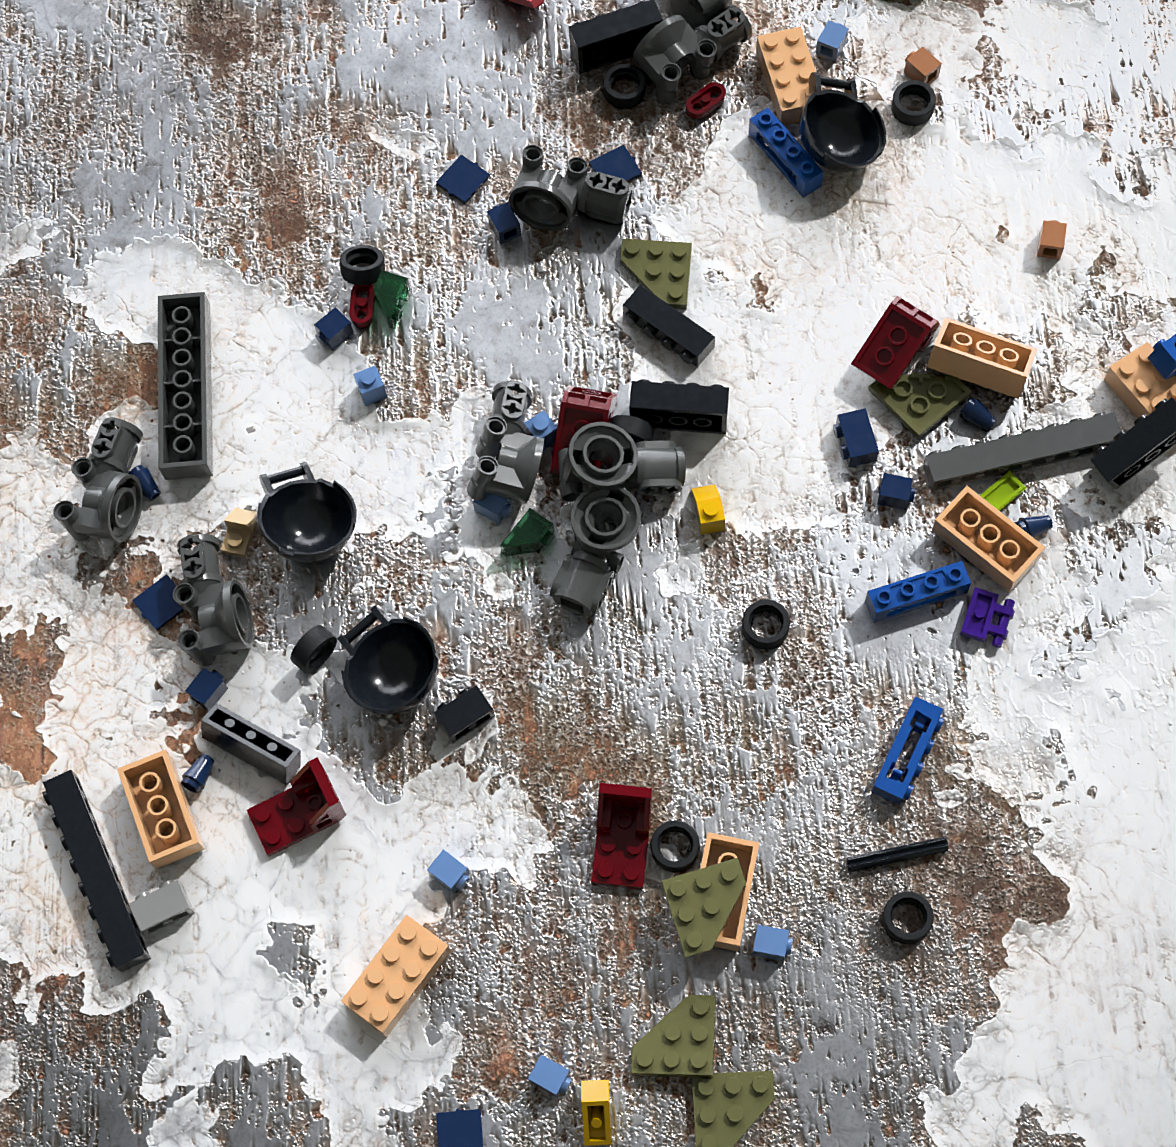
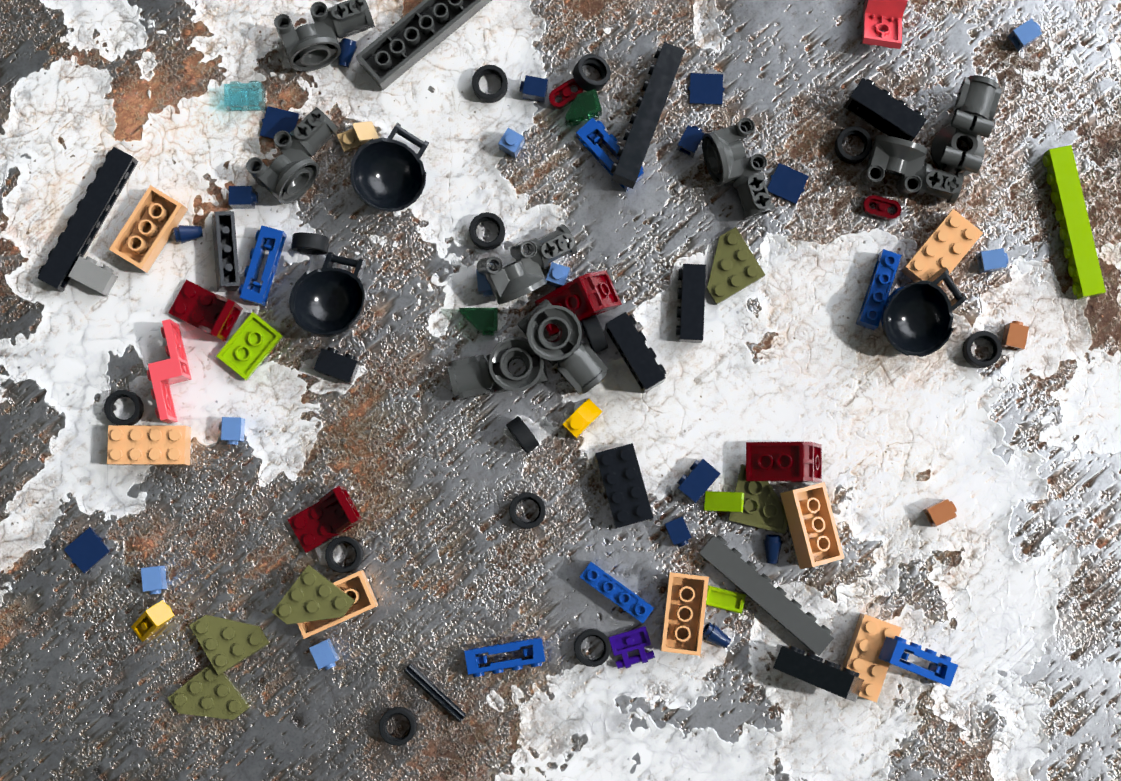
camera: 50 degrees right, 15 degrees up
(104, 613) = (245, 96): none -> clear light blue brick
(272, 687) = (255, 295): none -> blue brick
(291, 351) = (492, 69): none -> black tyre
(316, 965) = (113, 397): none -> black tyre
(333, 893) = (168, 372): none -> coral bracket
(371, 792) = (249, 346): none -> lime plate
(435, 453) = (483, 217): none -> black tyre
(448, 240) = (647, 116): none -> black brick
(456, 303) = (588, 132): none -> blue brick
(682, 572) = (522, 434): none -> black tyre
(809, 511) = (624, 485): none -> black brick
(897, 426) = (724, 501): none -> lime tile
(966, 639) = (590, 662): none -> black tyre

